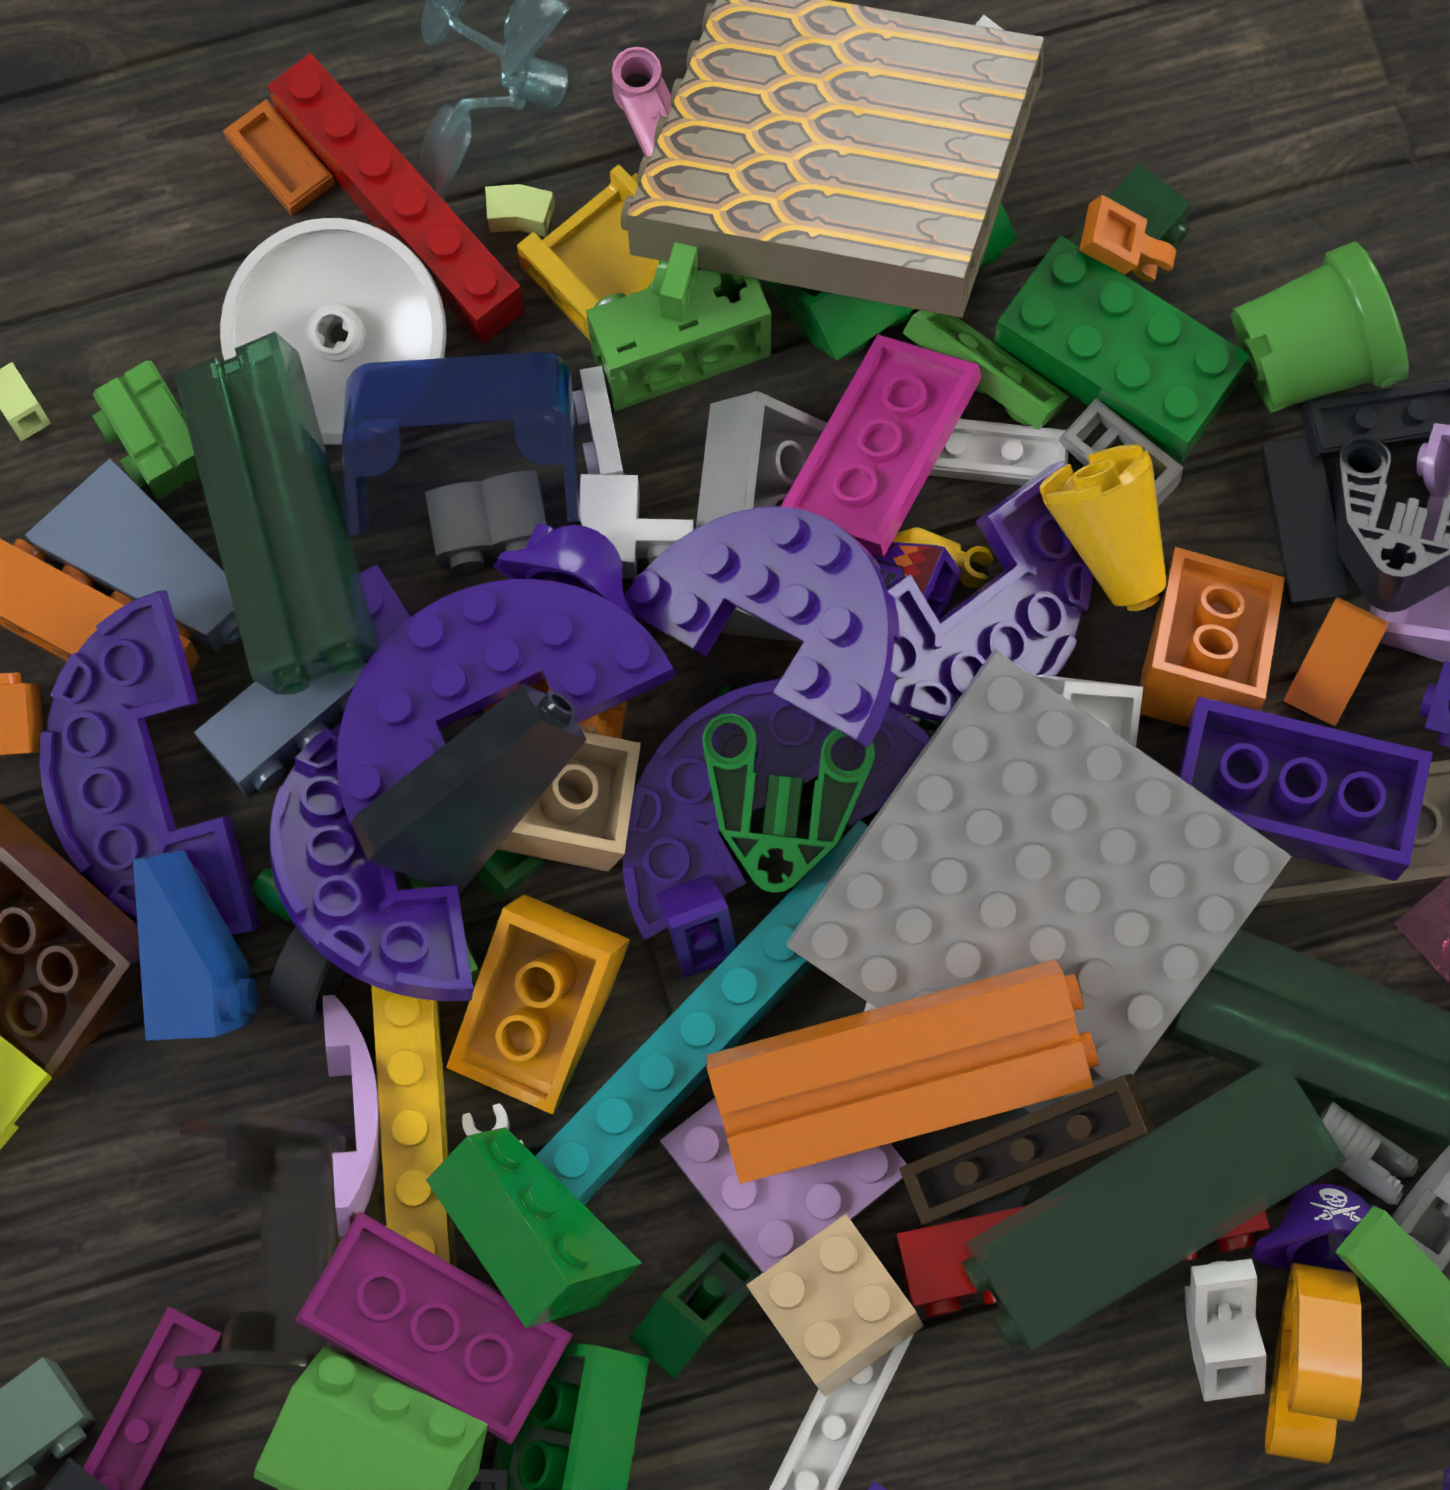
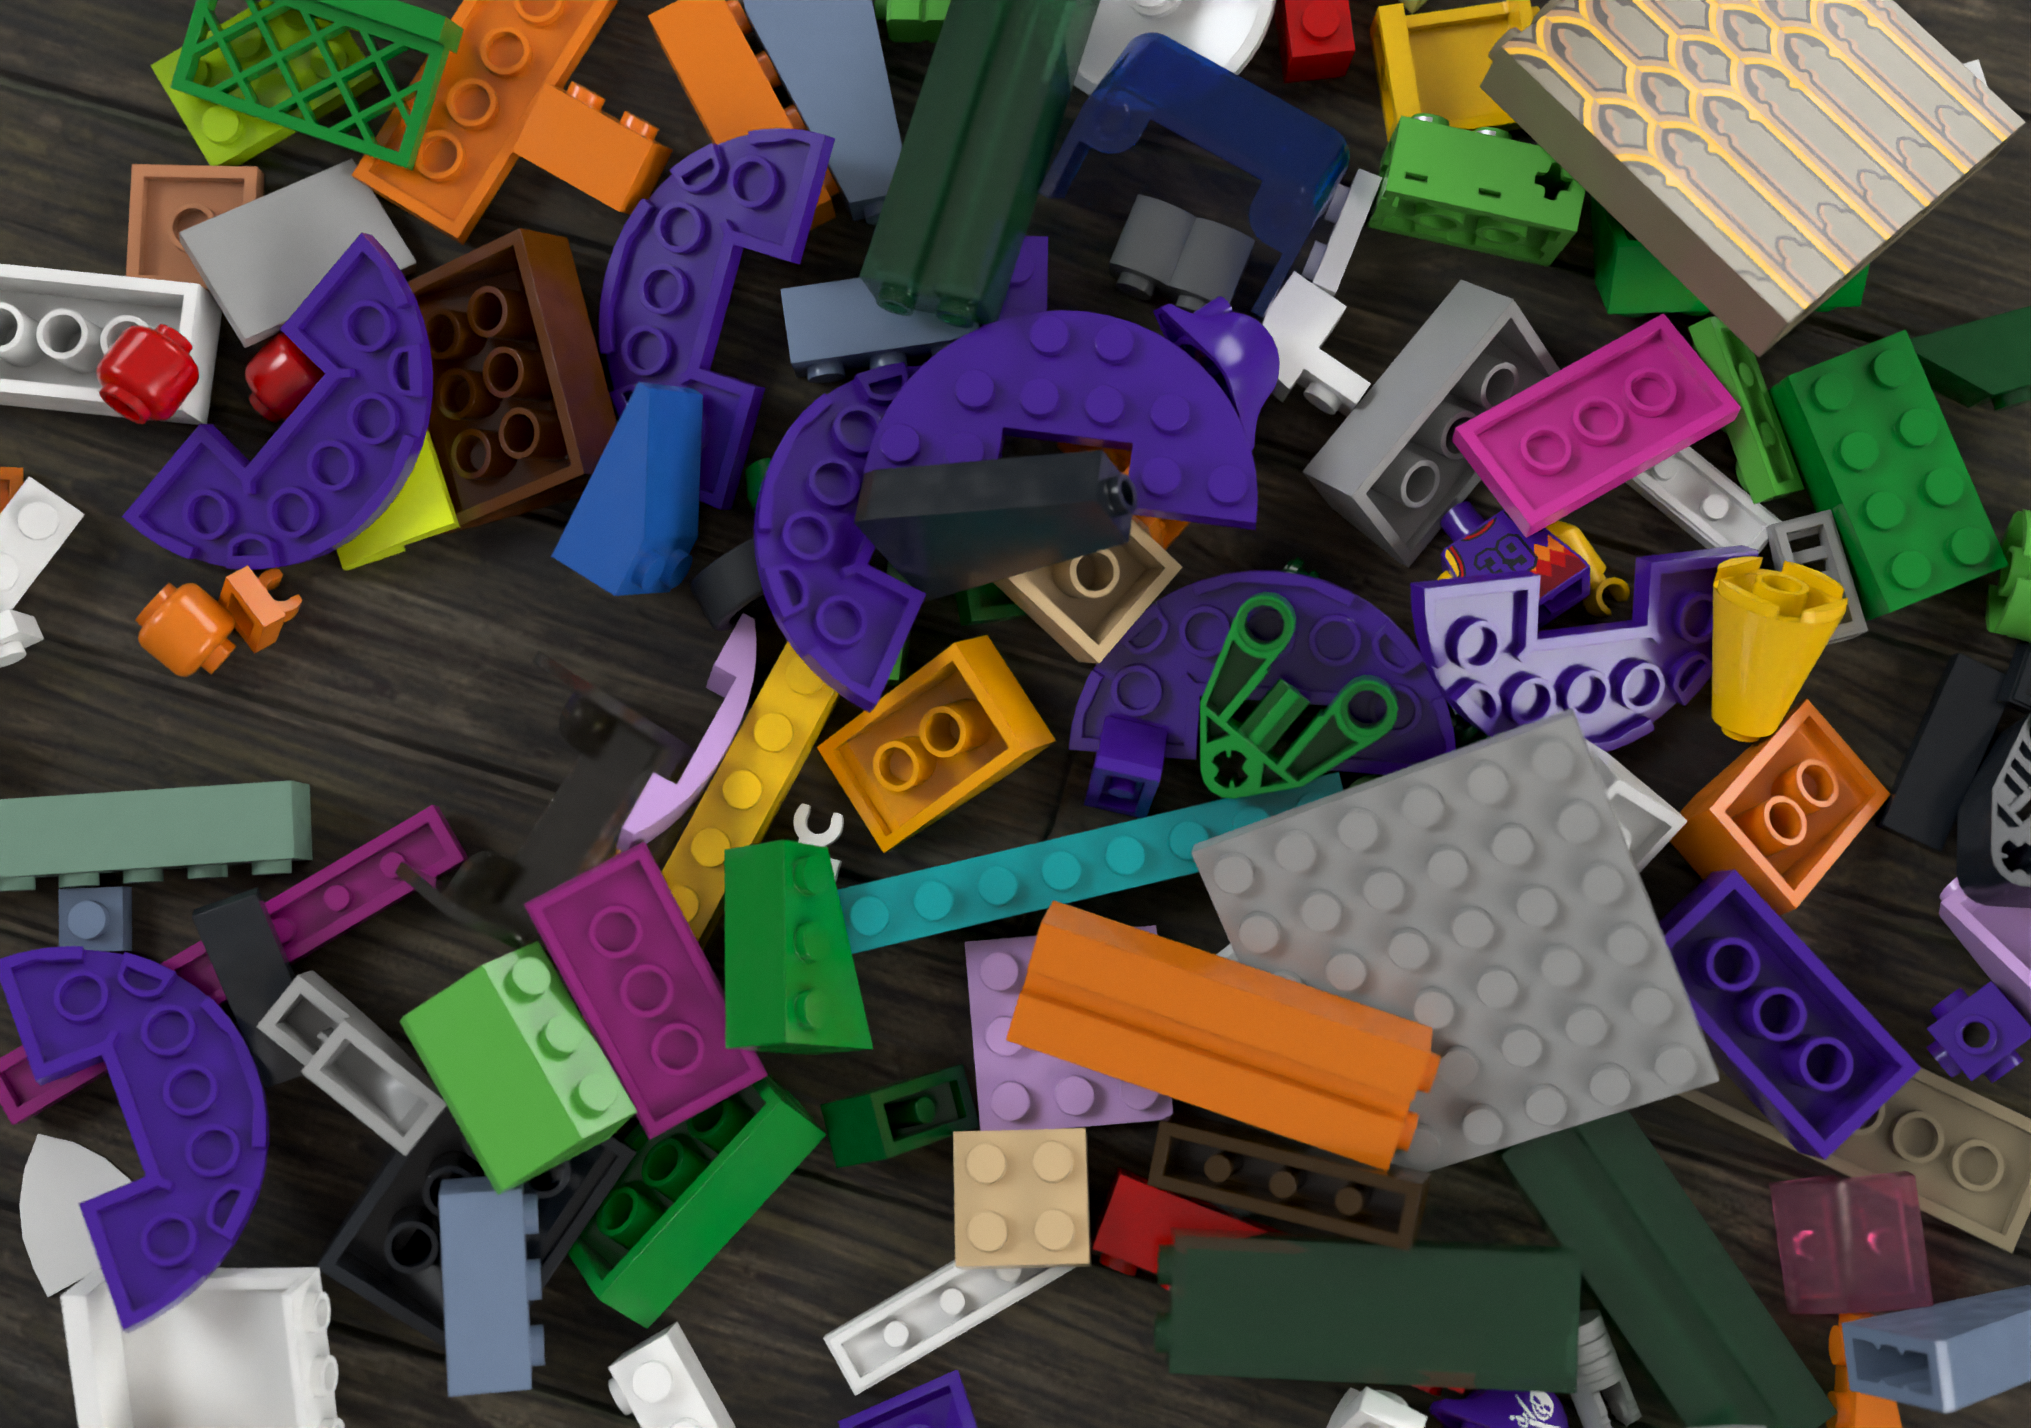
camera: 30 degrees right, 10 degrees up
(676, 281) = (1506, 142): bright green plate -> none
(799, 579) = (1435, 522): plate -> none
(1119, 240) = (1959, 372): orange plate -> none
(1336, 661) = (1886, 909): orange tile -> none

